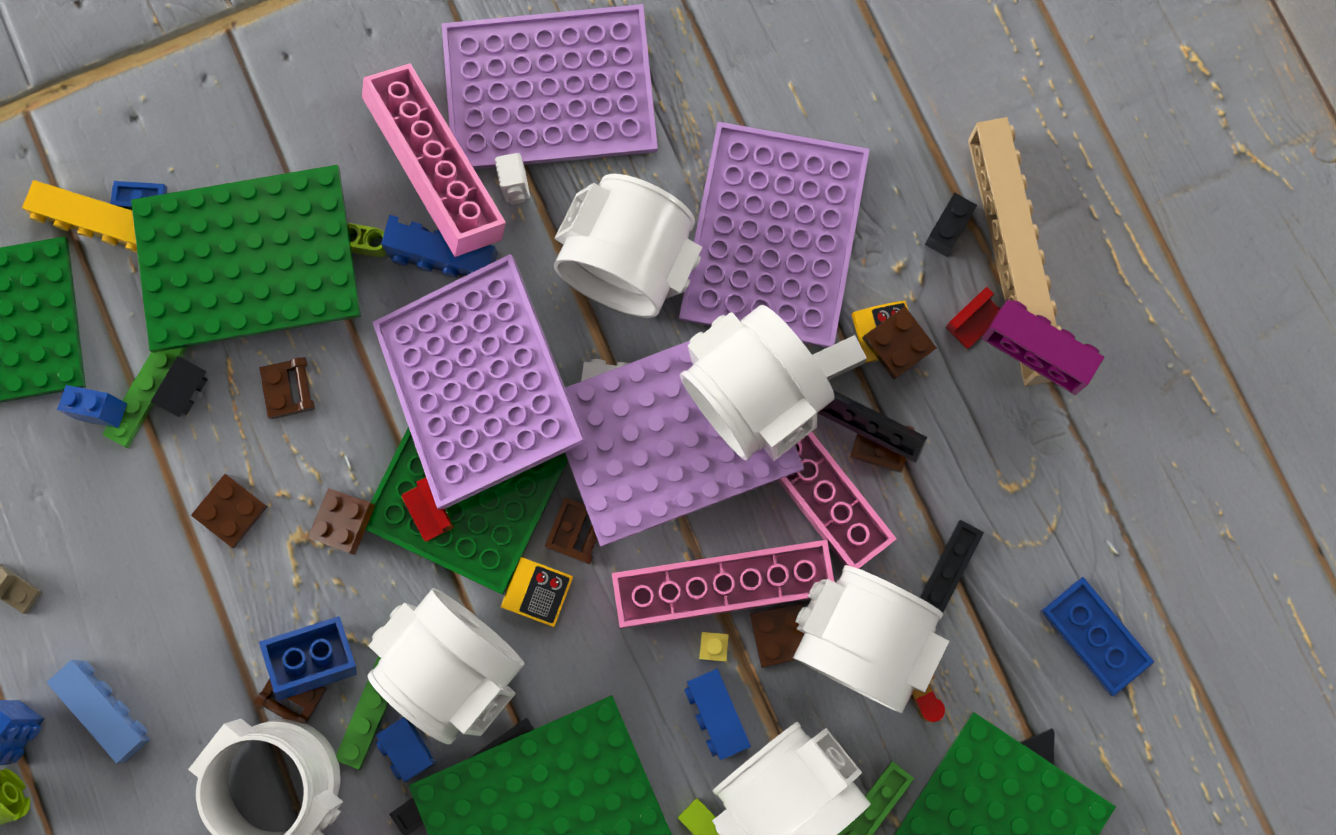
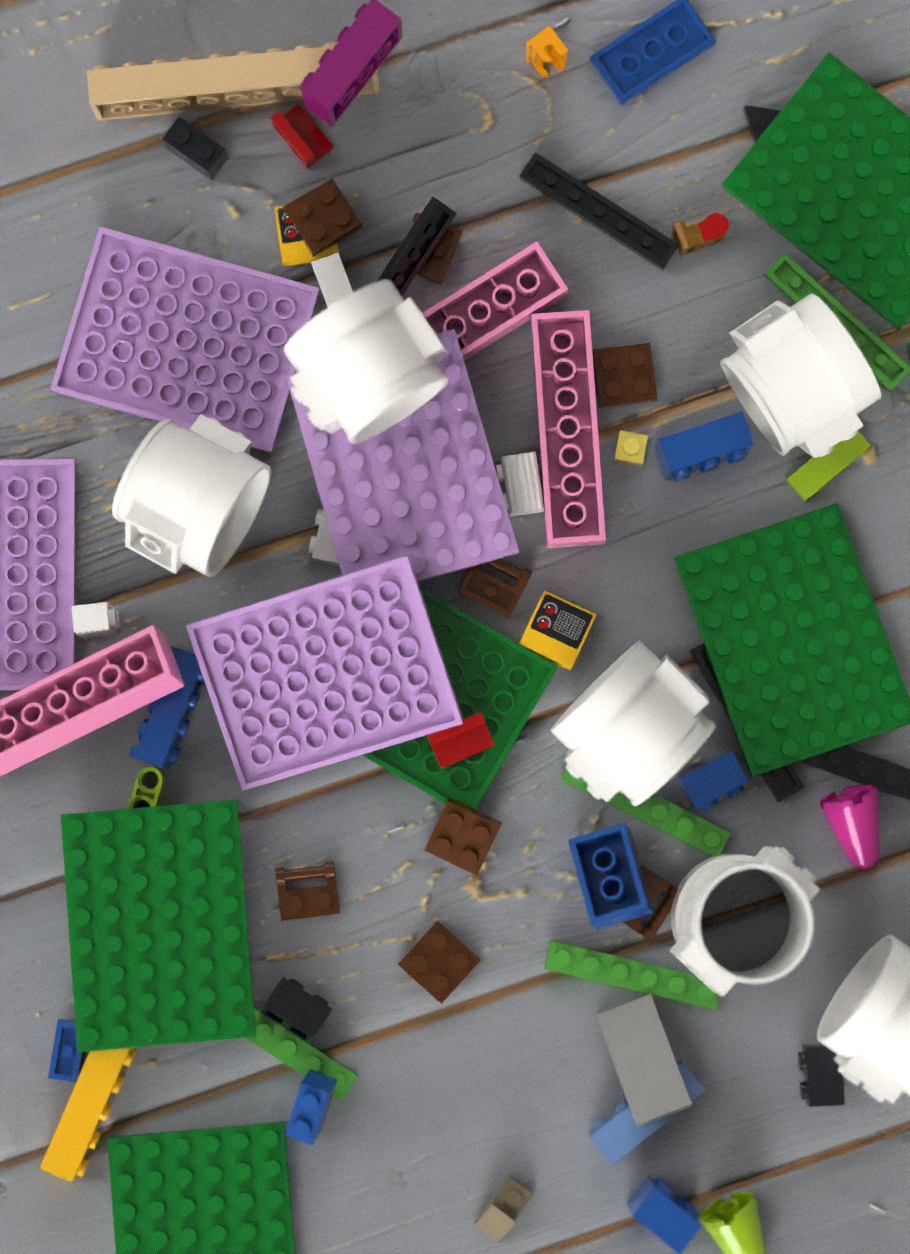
camera: 85 degrees left, 5 degrees up
(142, 704) = (644, 1060): none -> light grey tile
(227, 672) = (629, 974): none -> bright green plate
(669, 546) = (521, 484): none -> white brick
(870, 637) = (640, 276): white cylinder -> none
(1083, 531) = (546, 48): none -> light orange hinge

